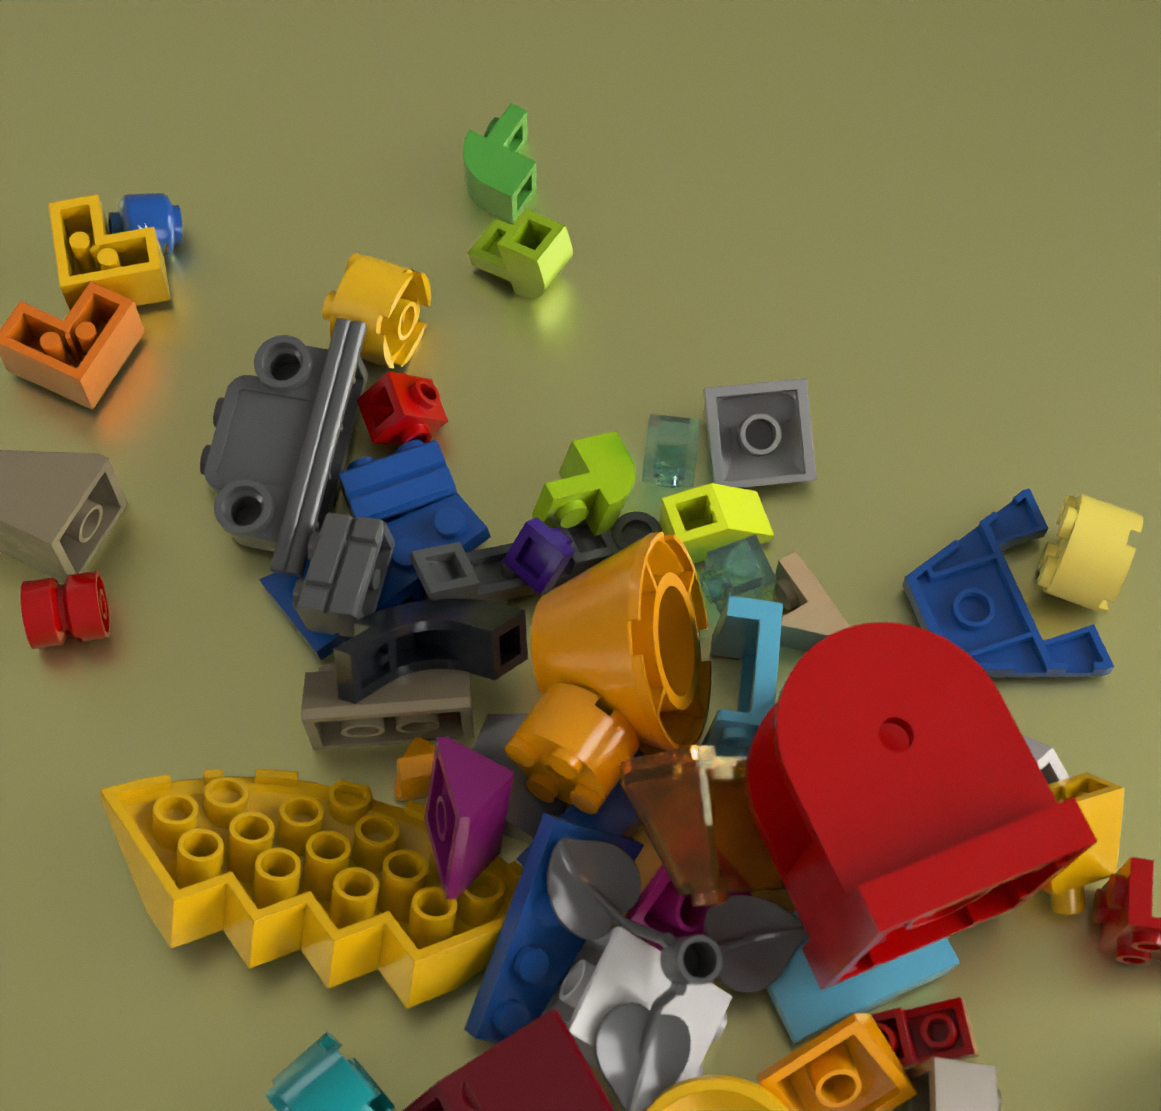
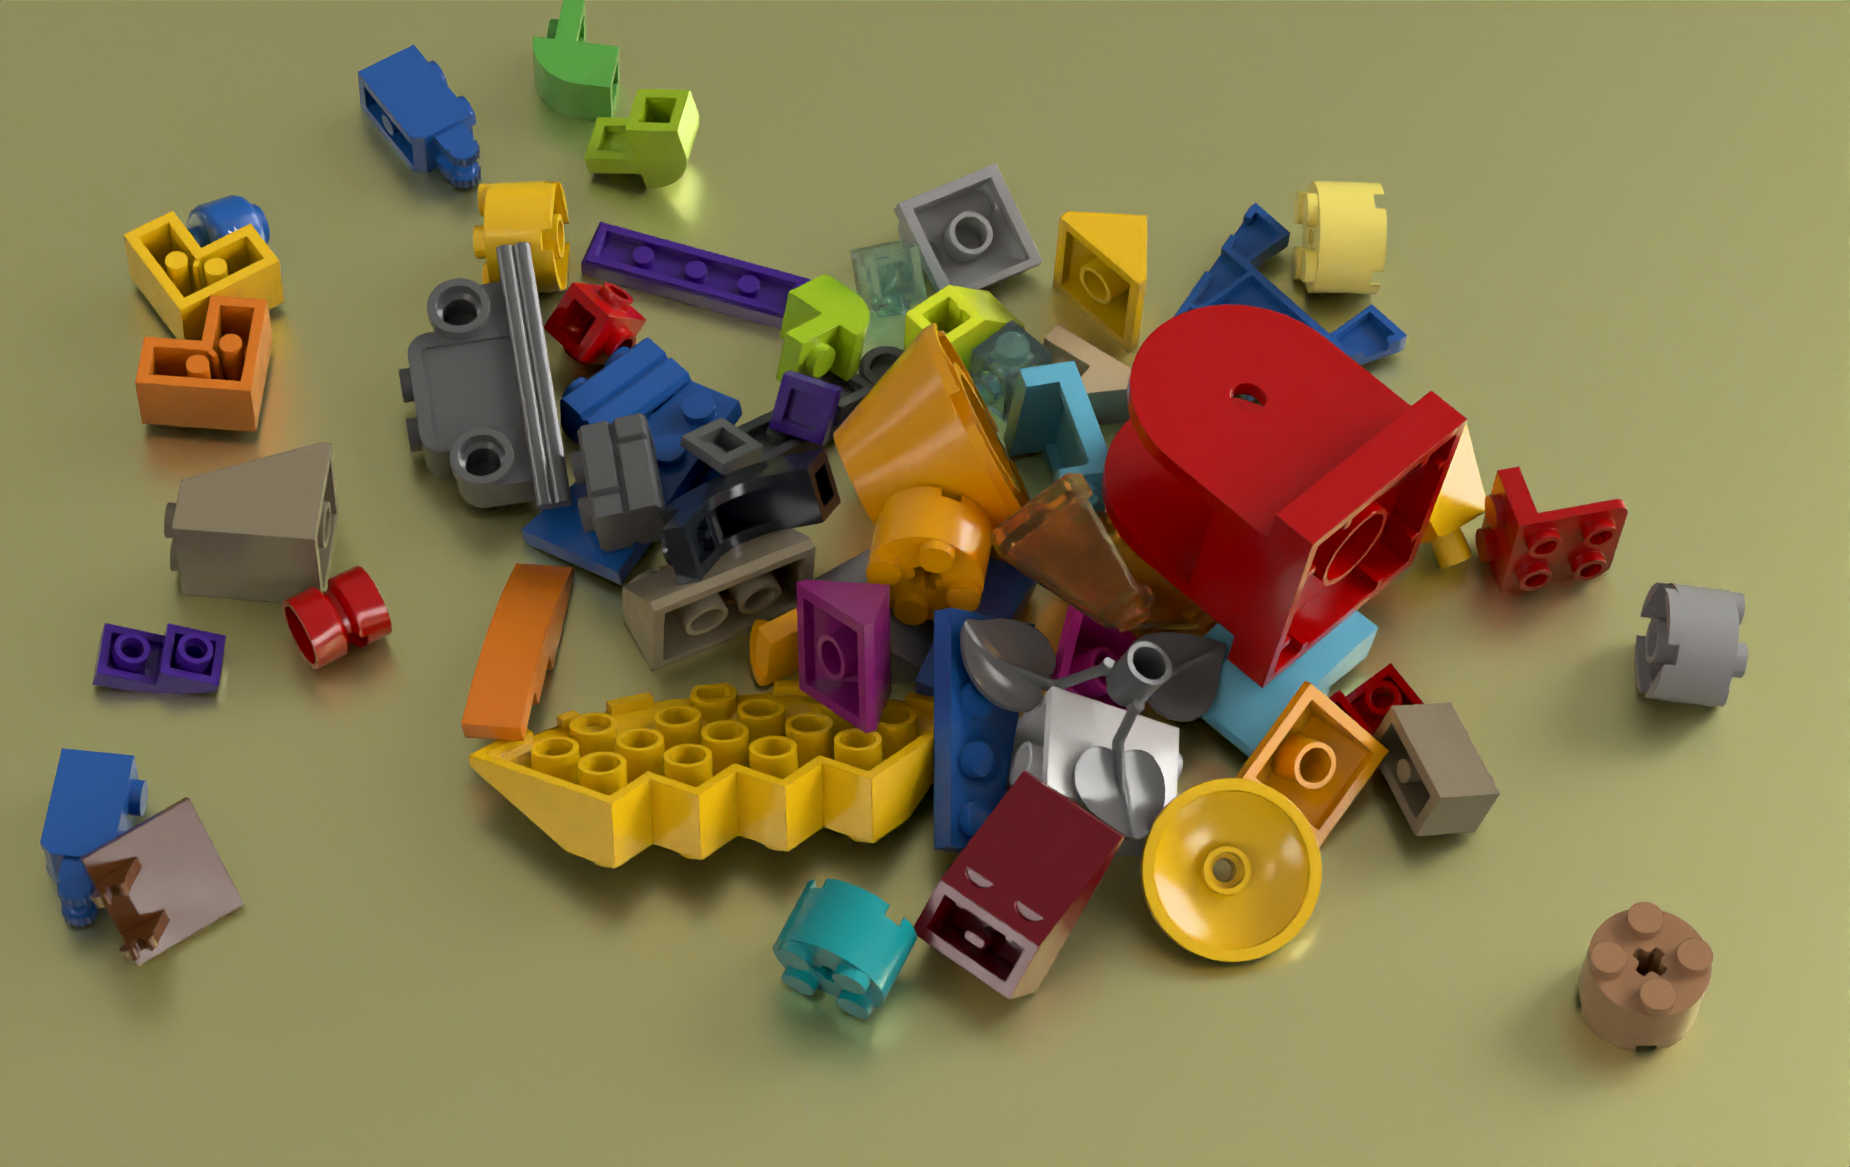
camera: 25 degrees left, 10 degrees down
(196, 696) = (517, 652): none -> orange slope
(353, 170) = (421, 116): none -> blue hinge
(511, 386) = (689, 275): none -> dark purple tile
(863, 511) = (1104, 270): none -> yellow slope

